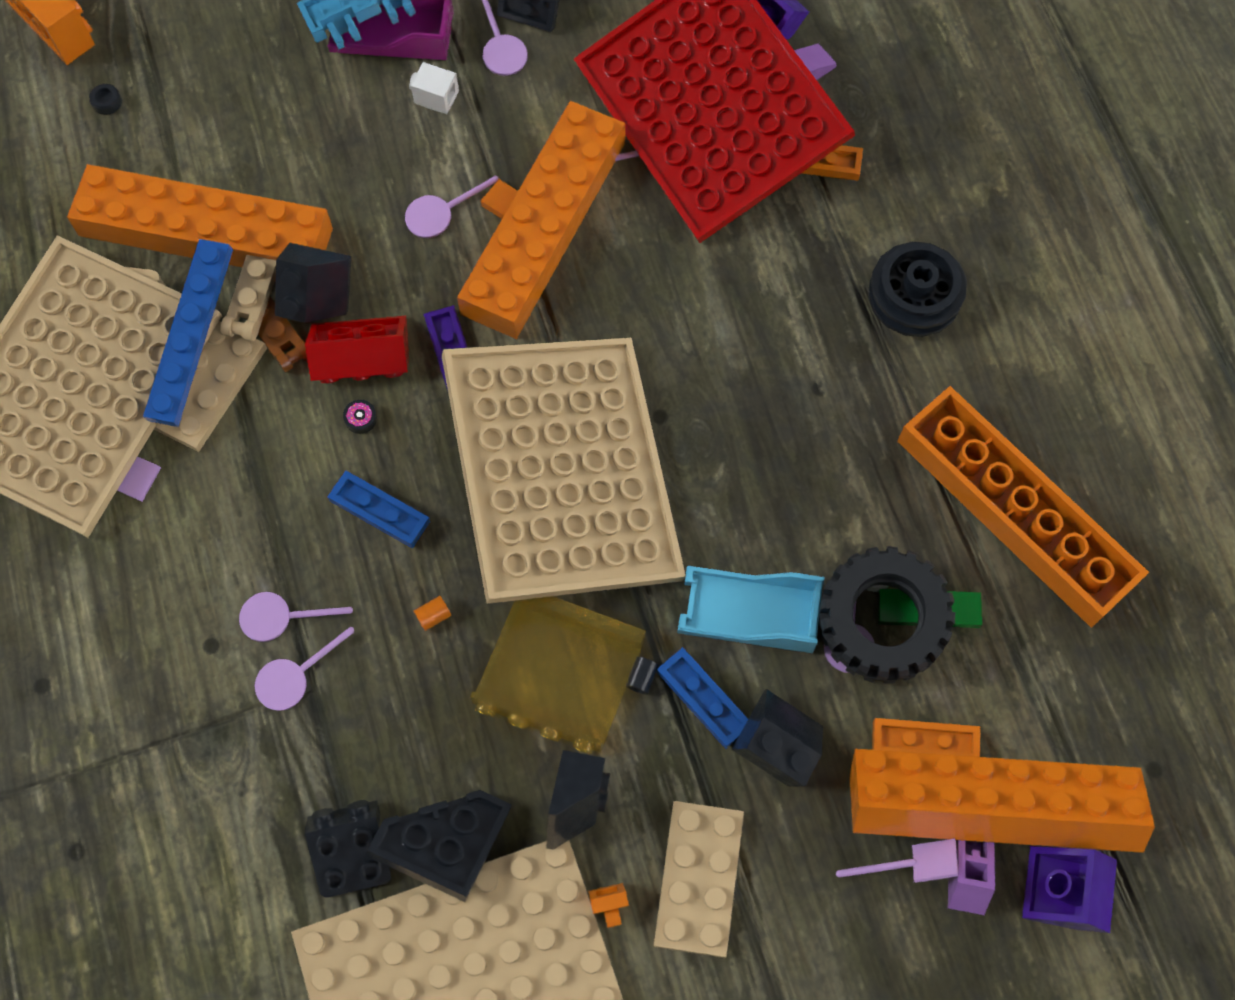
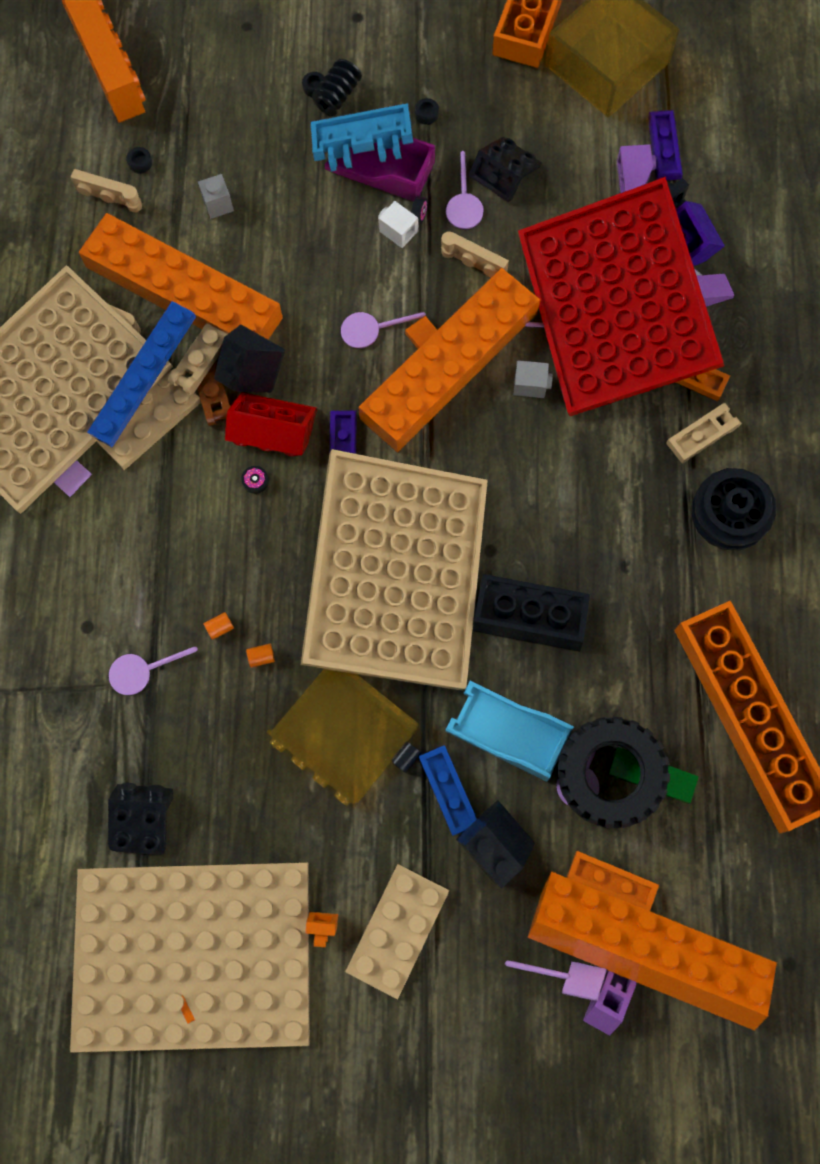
camera: 20 degrees right, 5 degrees up
(77, 141) = (106, 189): none -> tan plate
(211, 113) = (216, 196): none -> light grey brick
(268, 615) = (135, 617): lavender piece -> none
(371, 594) = (218, 625): none -> orange hinge
(379, 509) = (245, 559): blue plate -> none
(442, 841) = (210, 839): black plate -> none
(453, 63) = (419, 208): none -> black tile
(529, 97) = (472, 254): none -> tan plate
(576, 797) = (321, 839): black slope -> none
(644, 214) = (532, 379): none -> light grey brick
(731, 470) = (531, 612): none -> black slope
(854, 218) = (703, 433): none -> tan plate
(1070, 888) = (686, 1038): dark purple slope -> none

